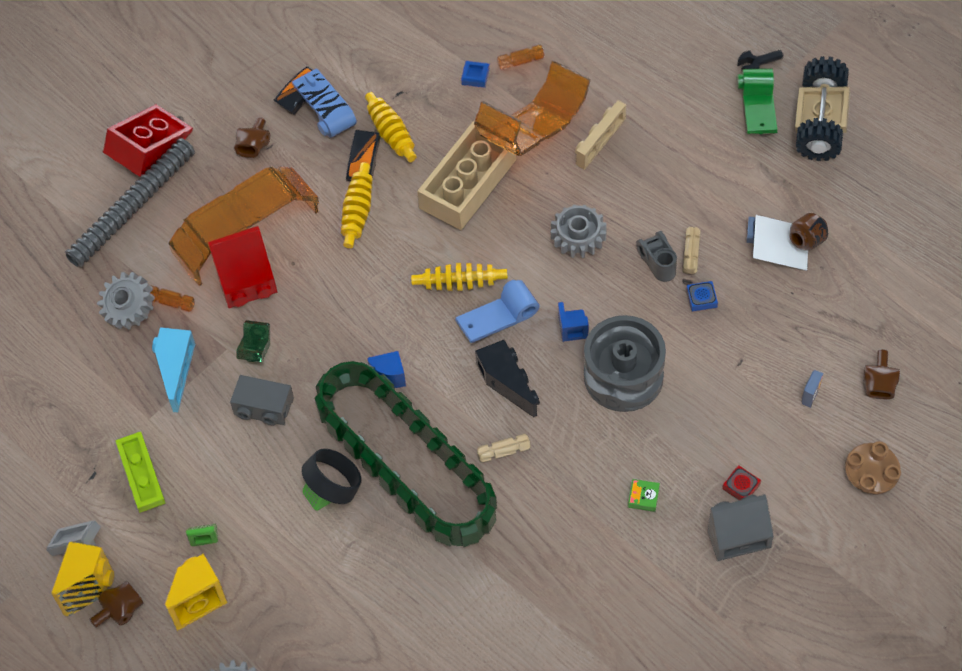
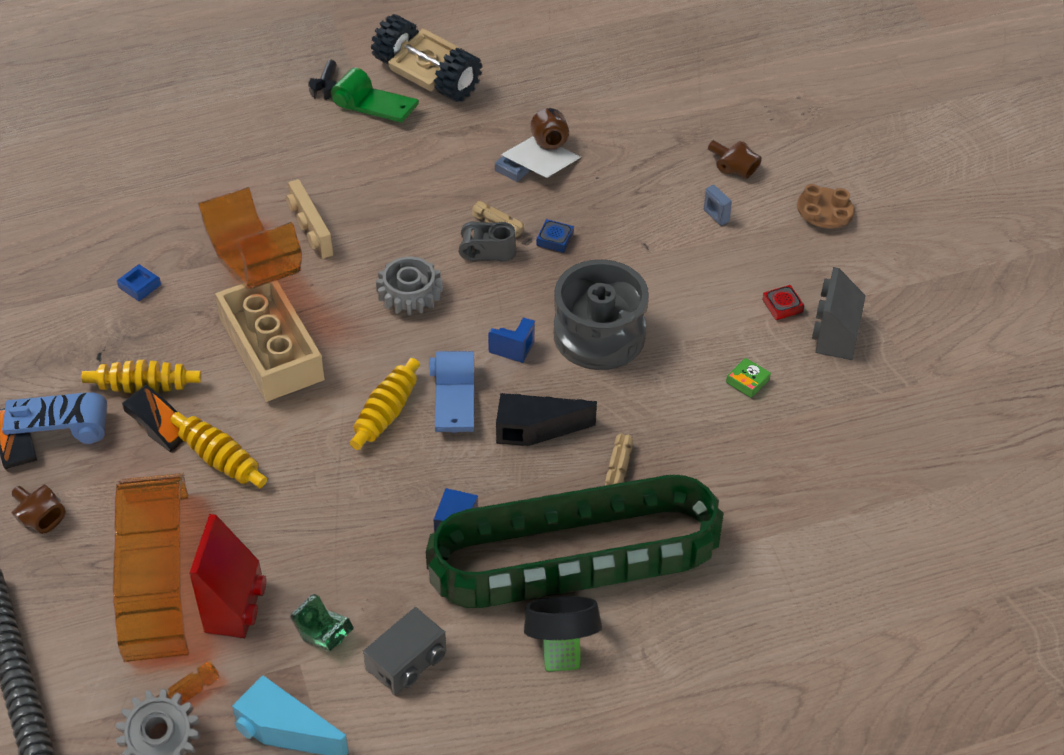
camera: 65 degrees left, 10 degrees down
(520, 57) = (154, 238): clear orange axle -> none

